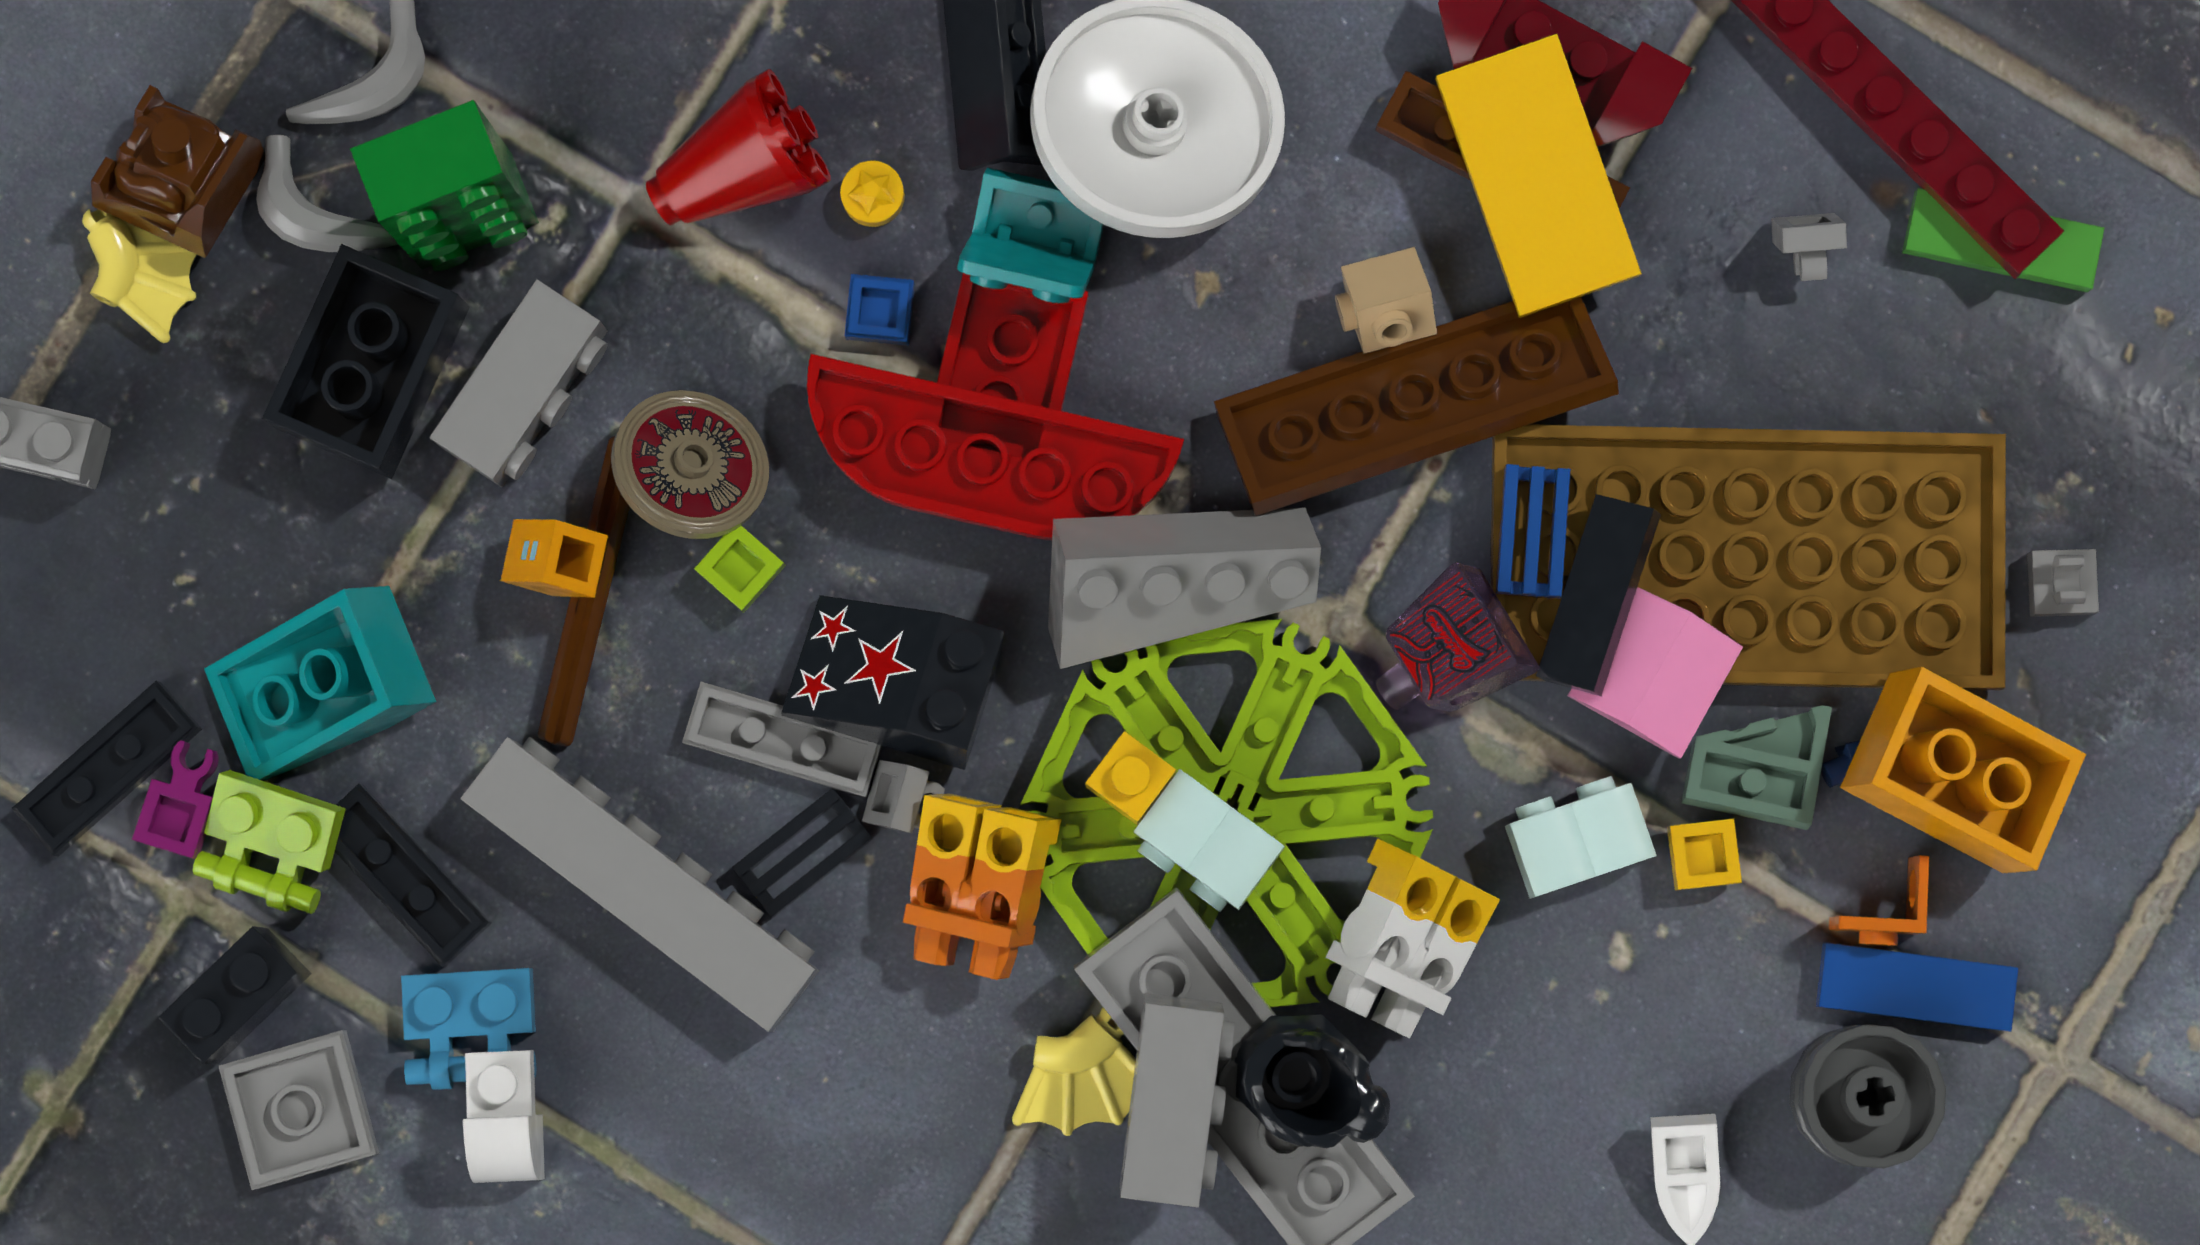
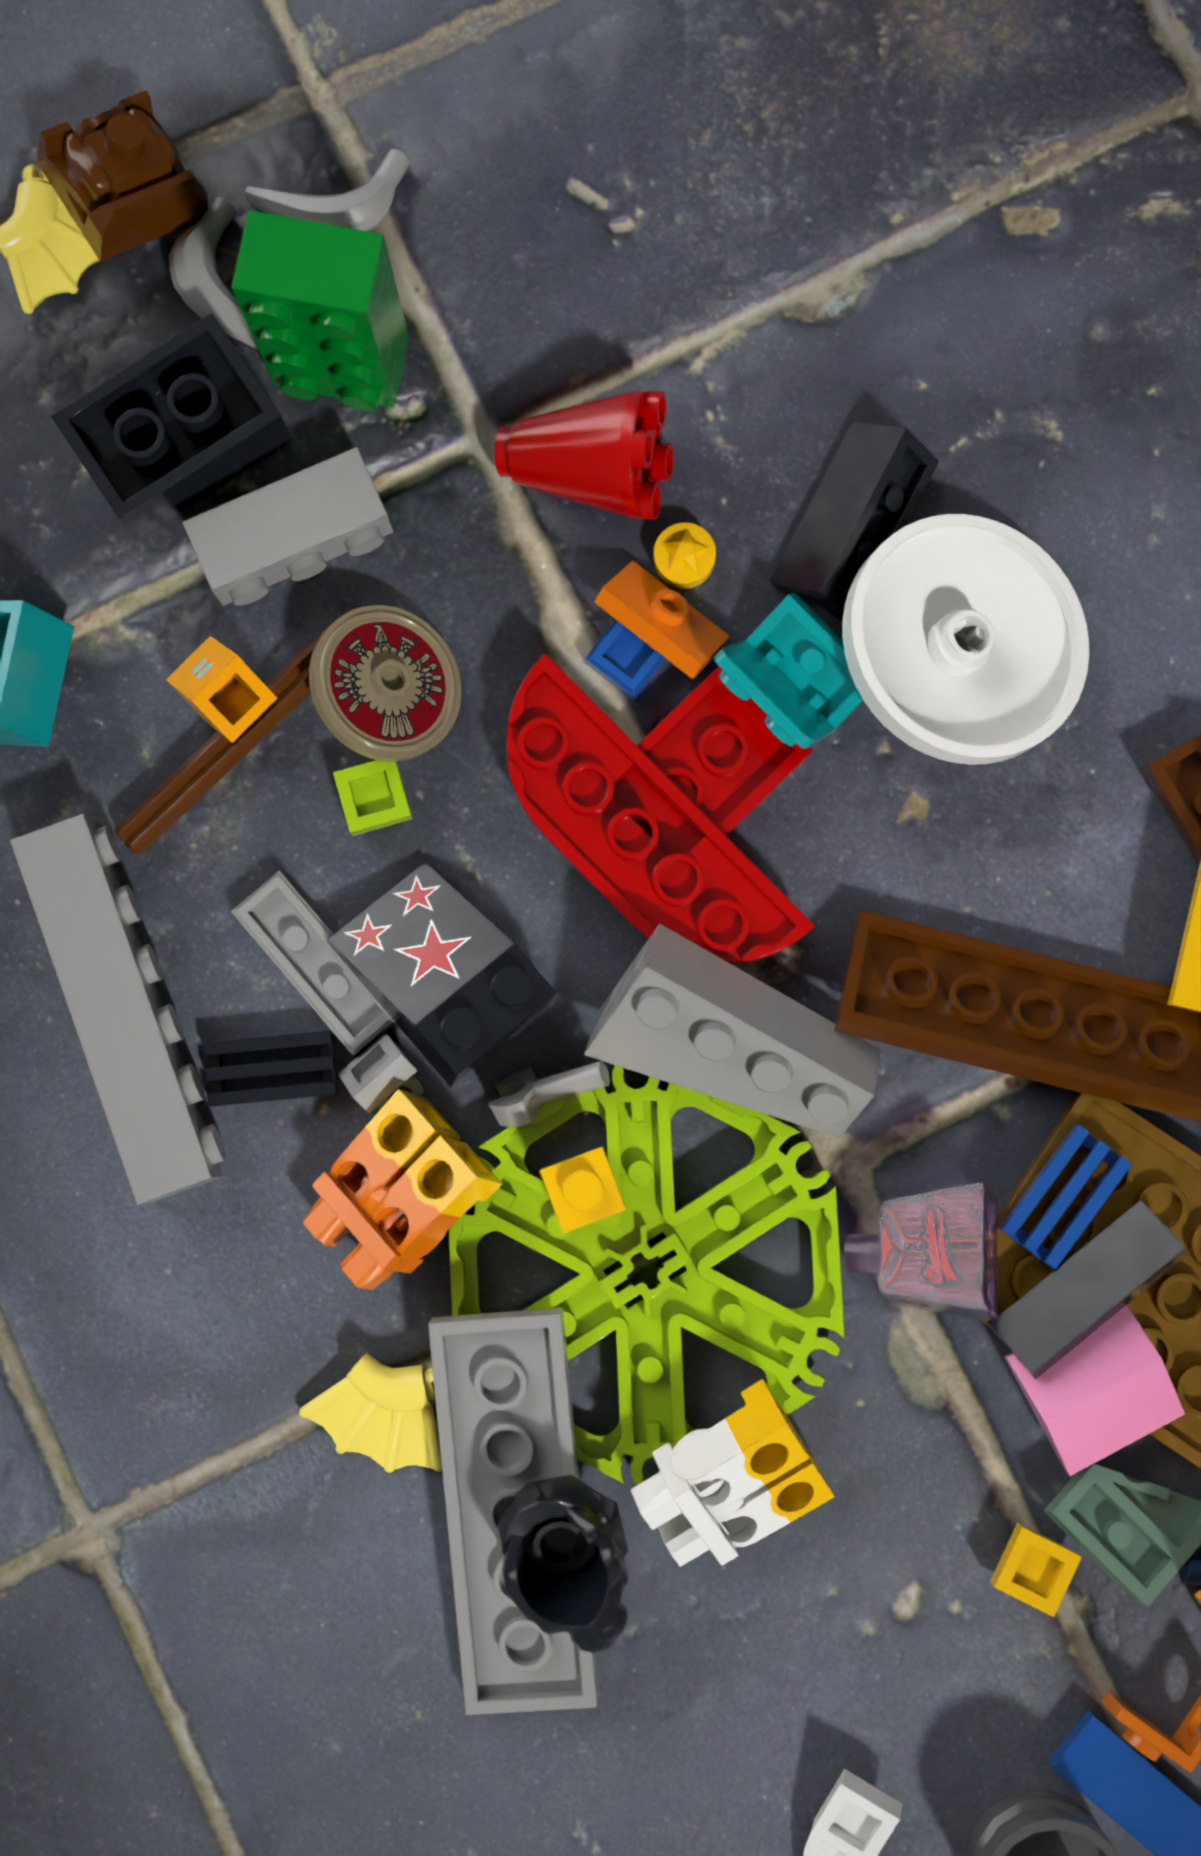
camera: 30 degrees right, 0 degrees up
(889, 260) = (662, 619): none -> orange plate
(1031, 736) = (525, 1095): none -> light grey bar
(1175, 1100) = (440, 1497): light grey brick -> none
(1207, 841) = (614, 1287): light aqua brick -> none
(1386, 300) = (1063, 918): tan brick -> none
(1579, 838) = (937, 1486): light aqua brick -> none

